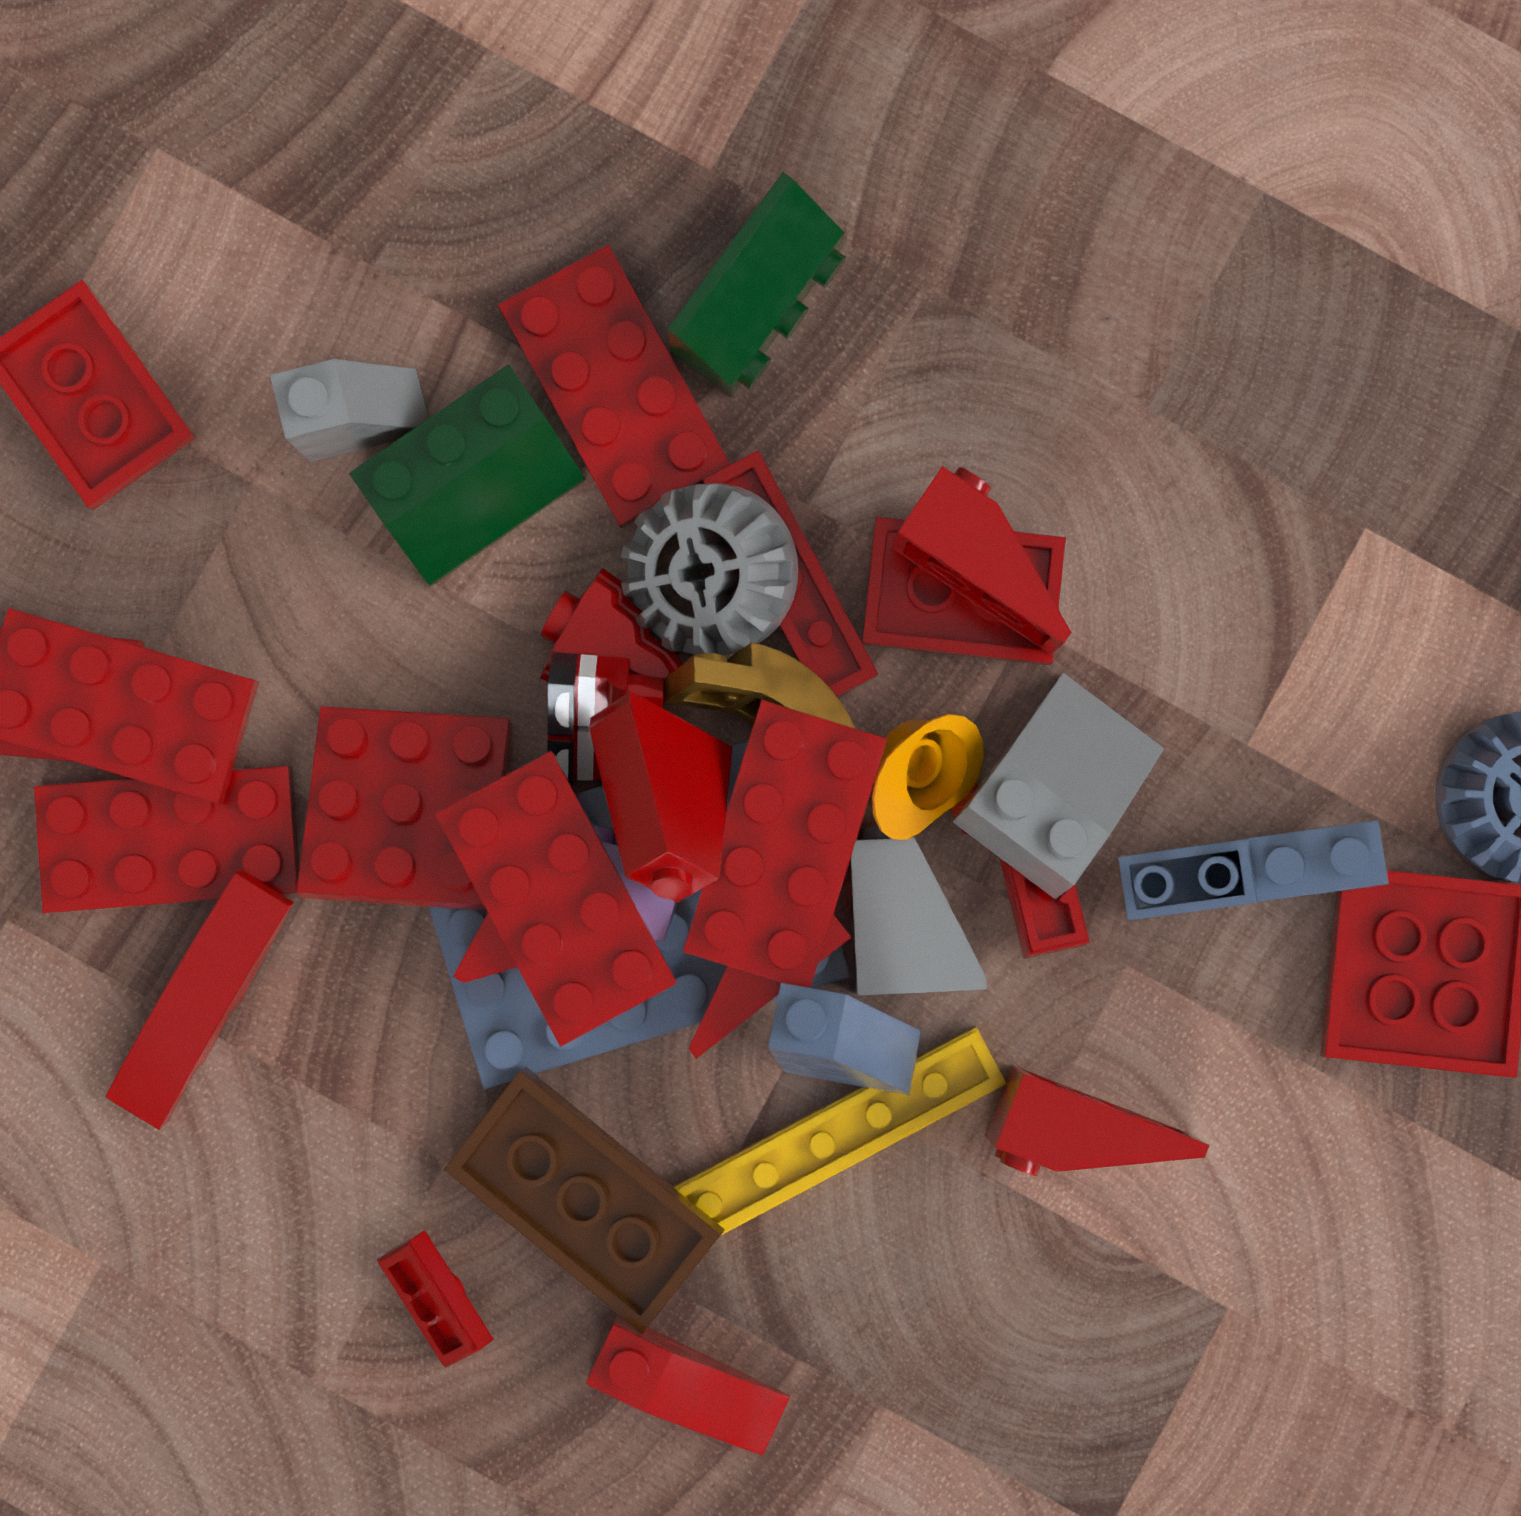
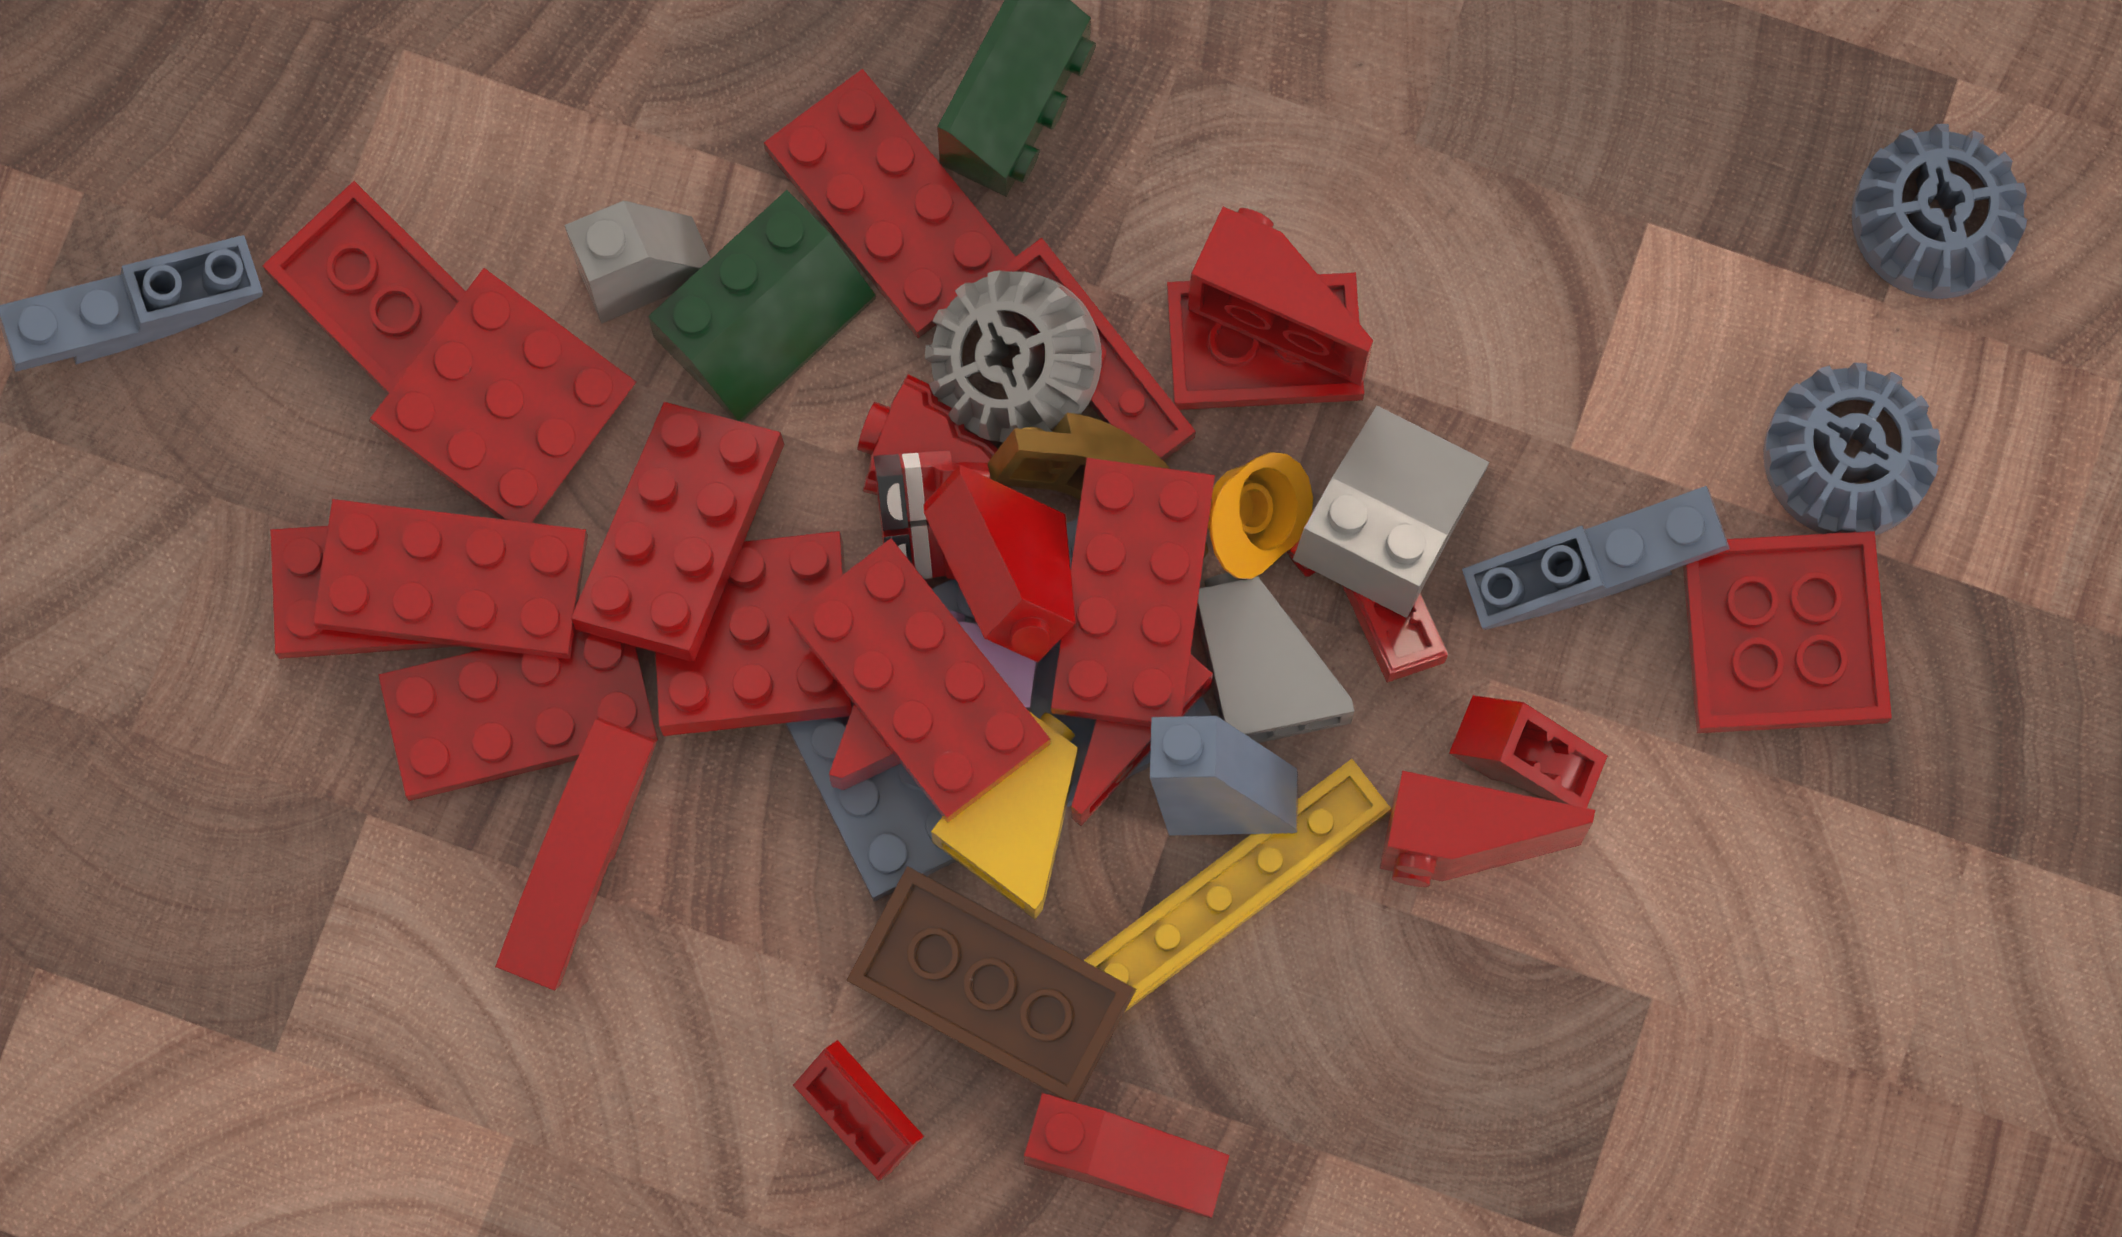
camera: 10 degrees left, 10 degrees down
(195, 530) = (502, 400): none -> red plate
(347, 694) = (678, 531): none -> red plate
(632, 1055) = (1016, 826): none -> yellow slope
(1150, 1053) = (1527, 750): none -> red arch

